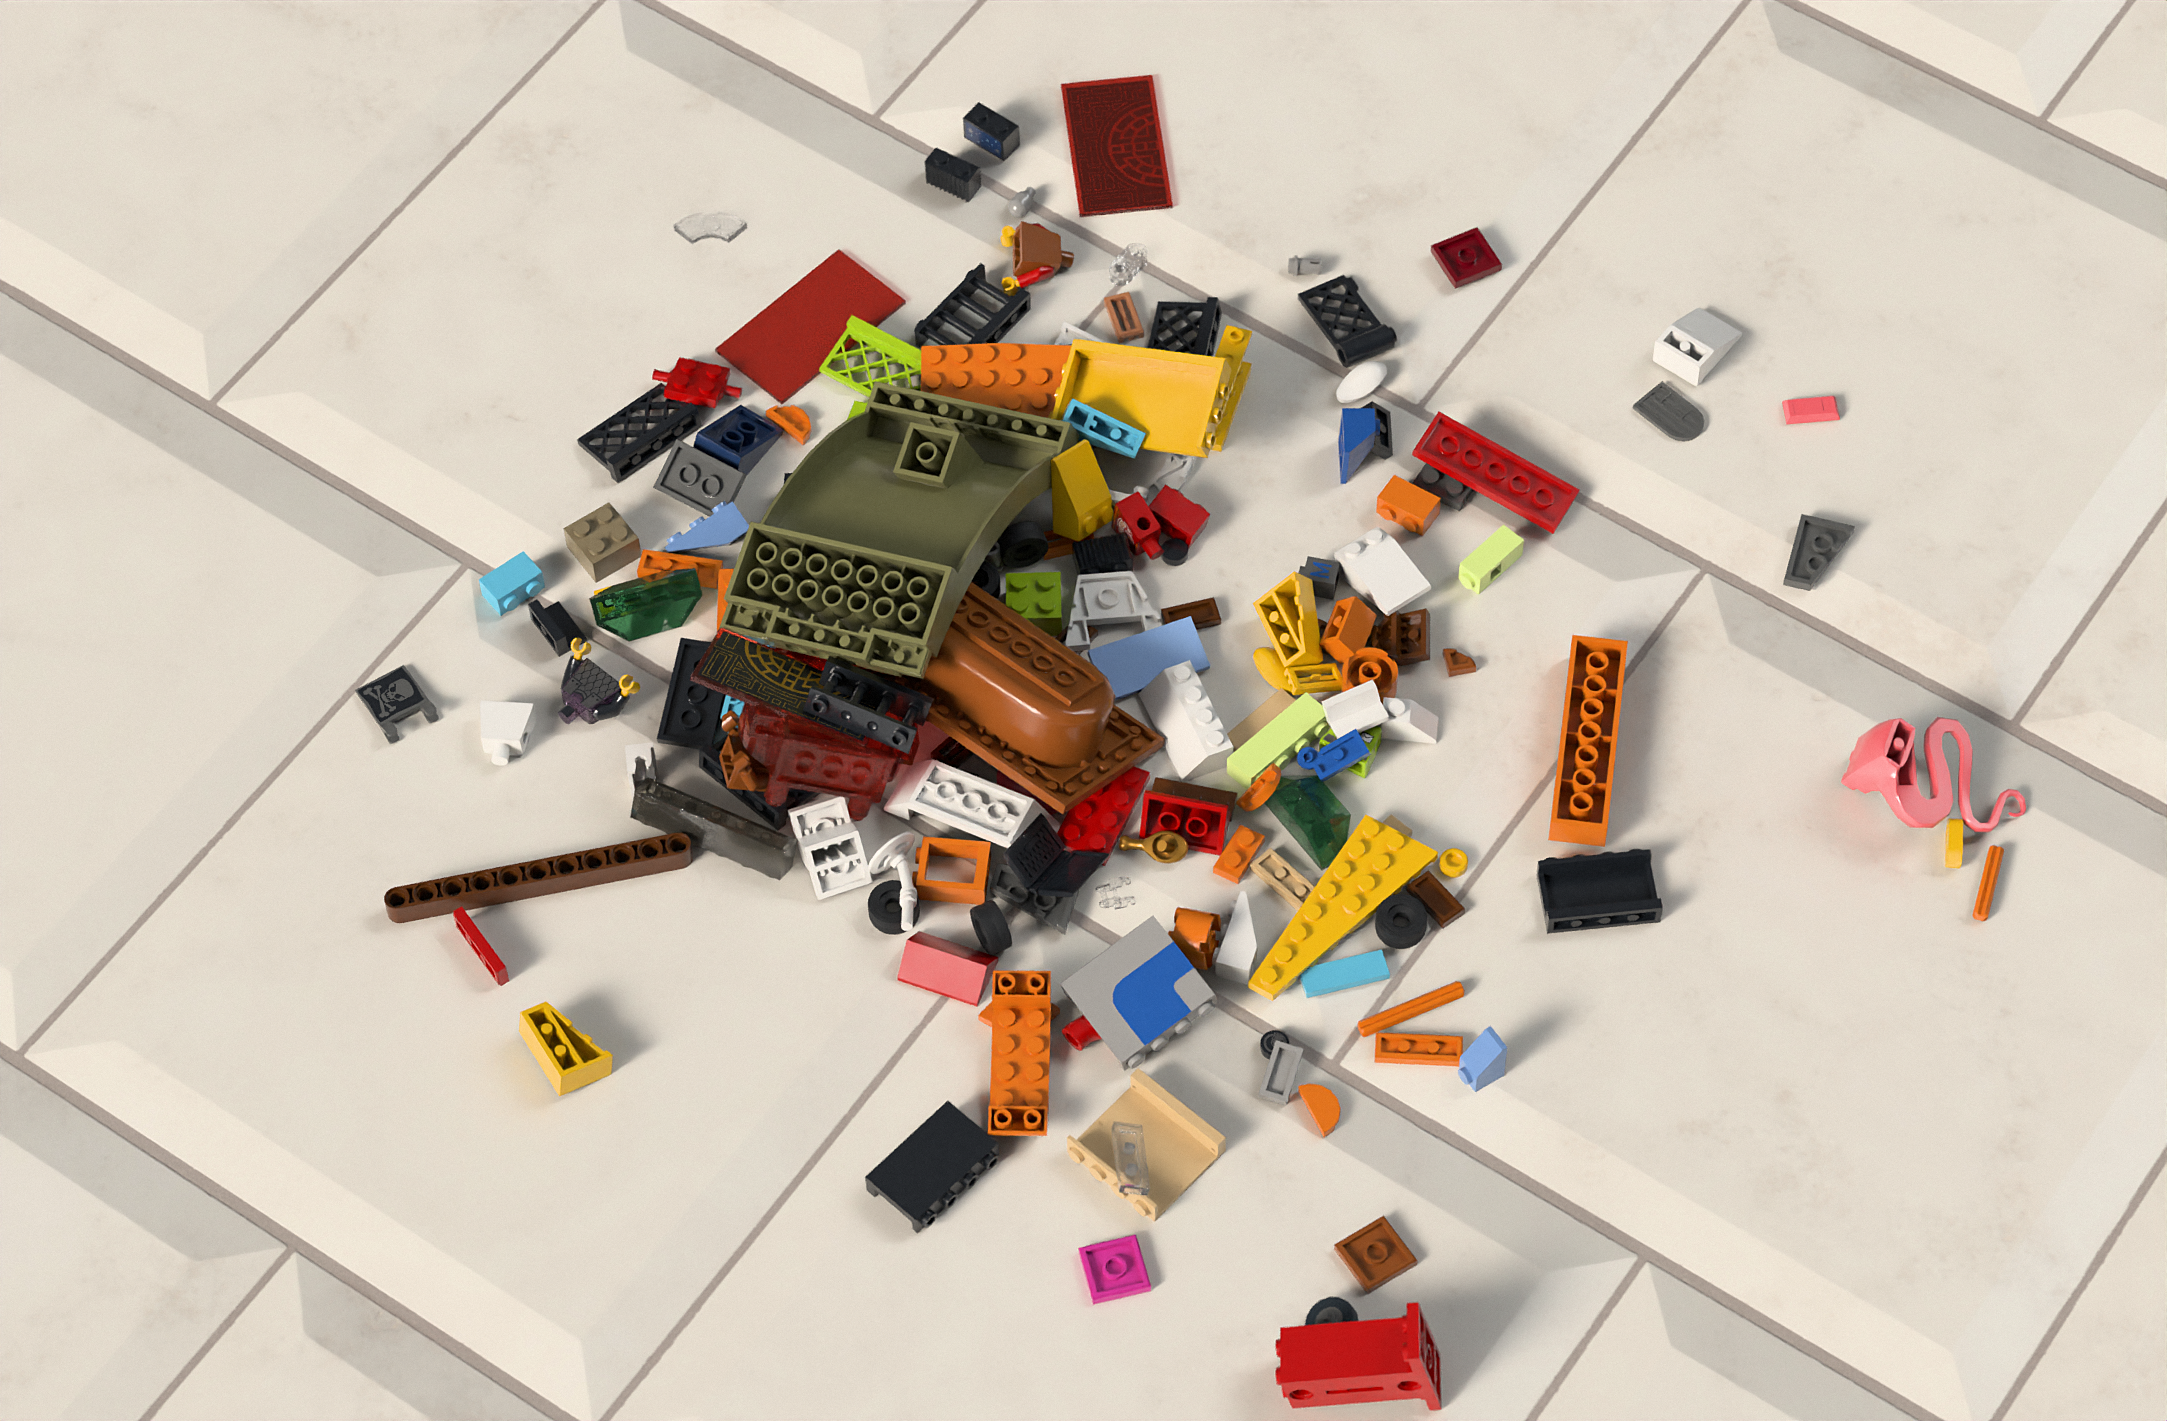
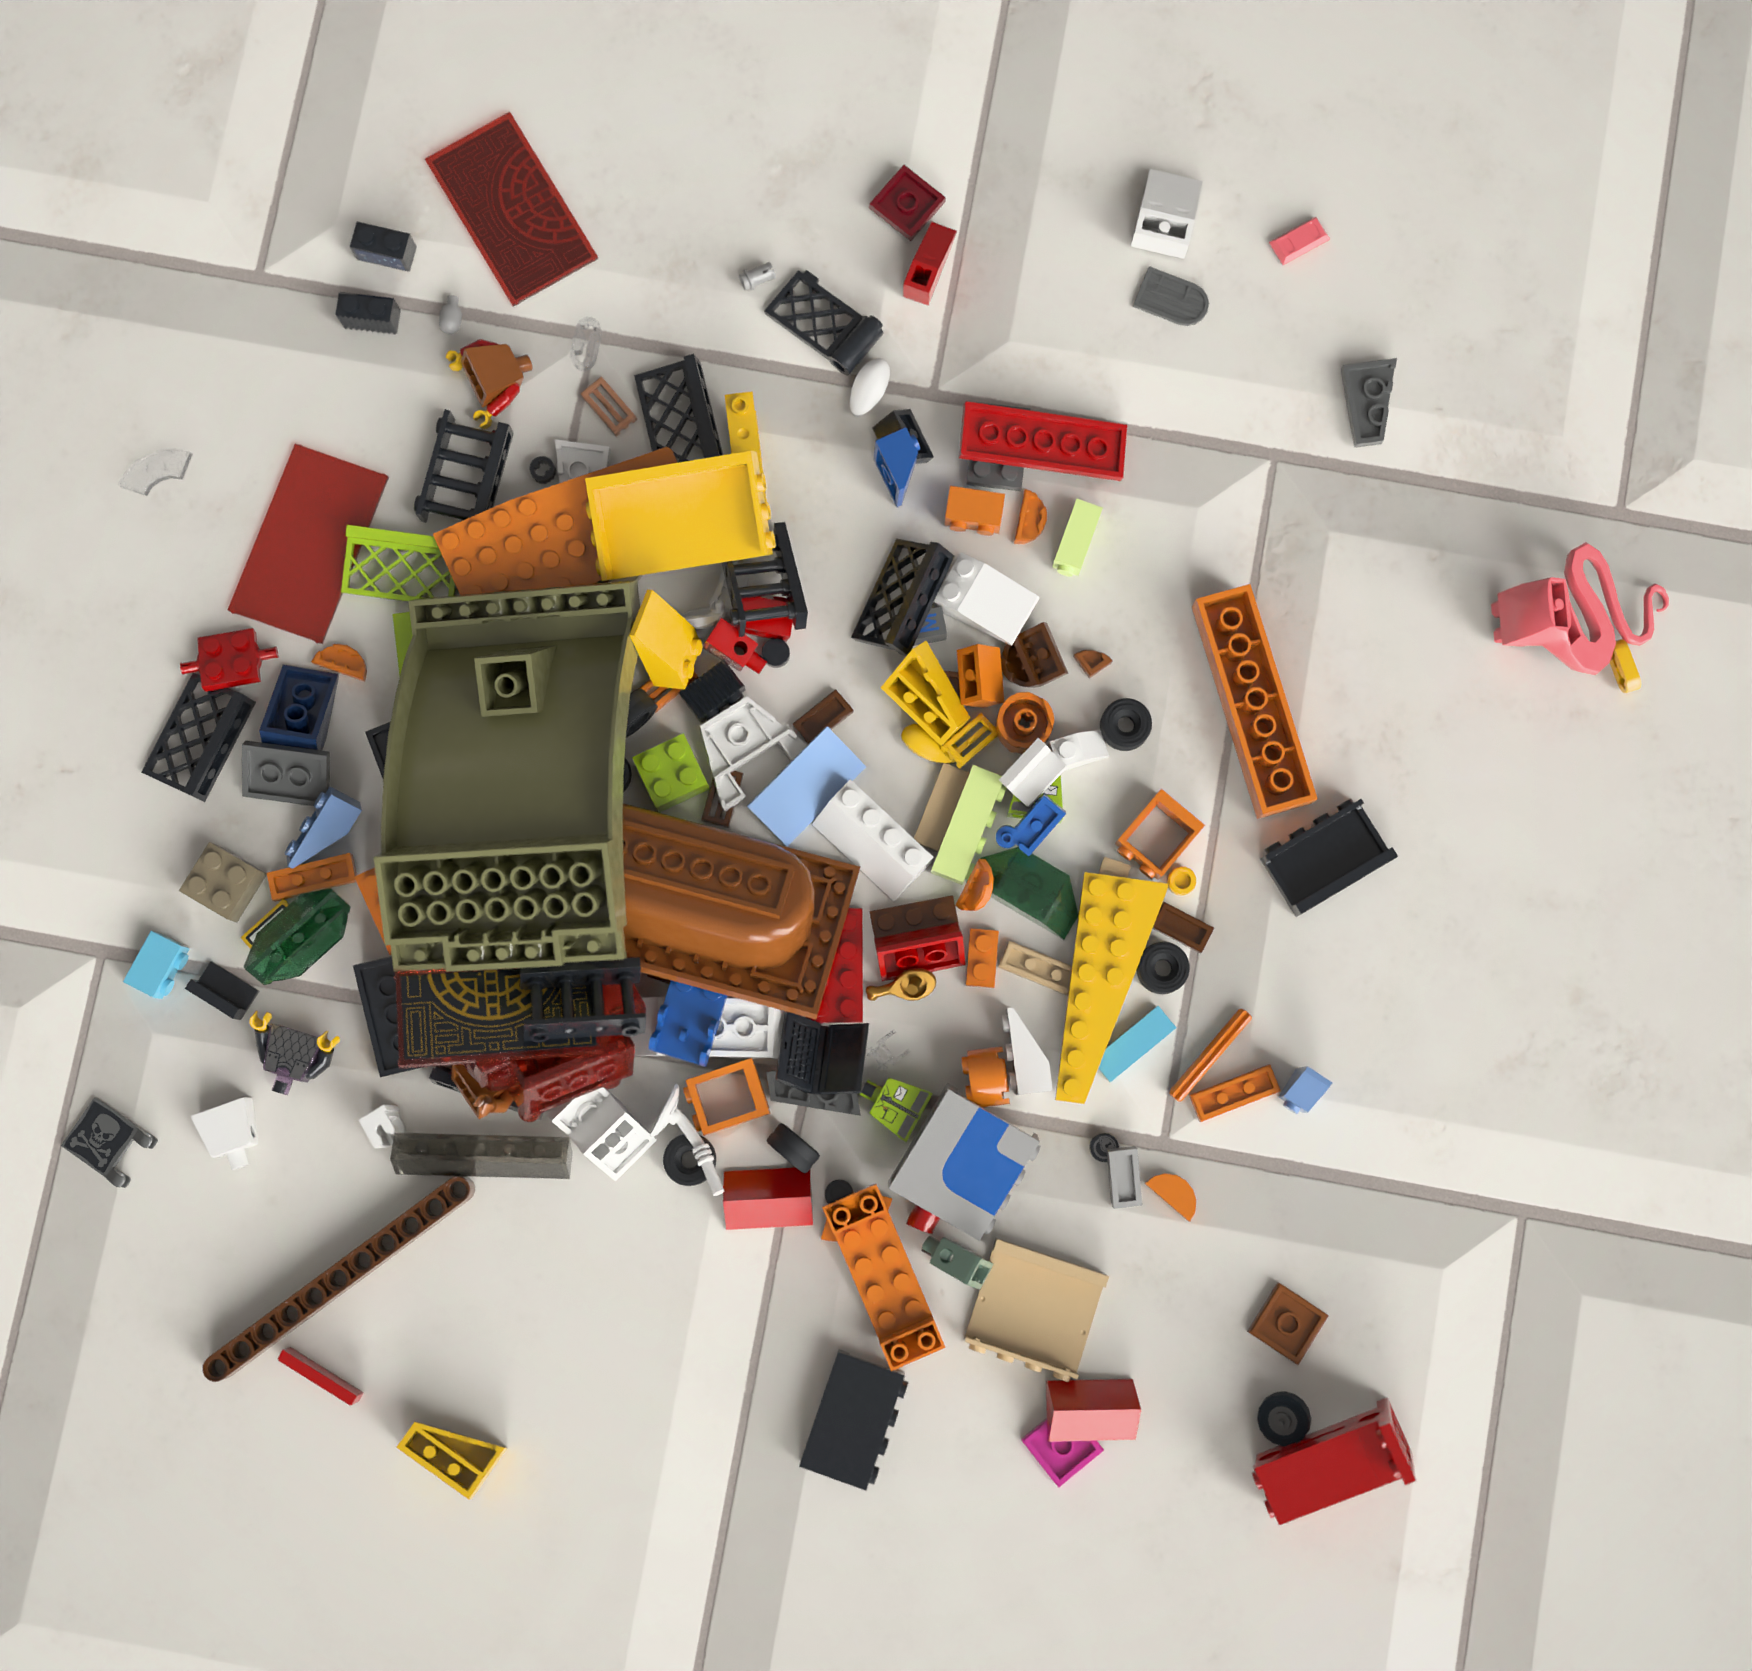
camera: 25 degrees left, 25 degrees up
(950, 782) = (687, 1023): none -> blue hinge
(1037, 335) = (549, 474): none -> black bush
(1090, 1065) = (964, 1266): none -> sand green torso
(1098, 929) = (896, 1105): none -> lime torso
(1102, 429) = (655, 566): medium azure slope -> none
(1130, 1158) = (1032, 1336): clear tile -> none
(1154, 1247) = (1092, 1410): none -> slope
(1210, 494) = (789, 586): none -> black fence
(1312, 541) = (915, 601): none -> black fence
(1457, 534) = (1031, 518): none -> orange tile
(1458, 787) = (1177, 814): none -> orange window
(1459, 307) = (928, 263): none -> red slope
(1459, 733) = (1125, 740): none -> black tyre
(1988, 883) = (1668, 693): orange axle -> none

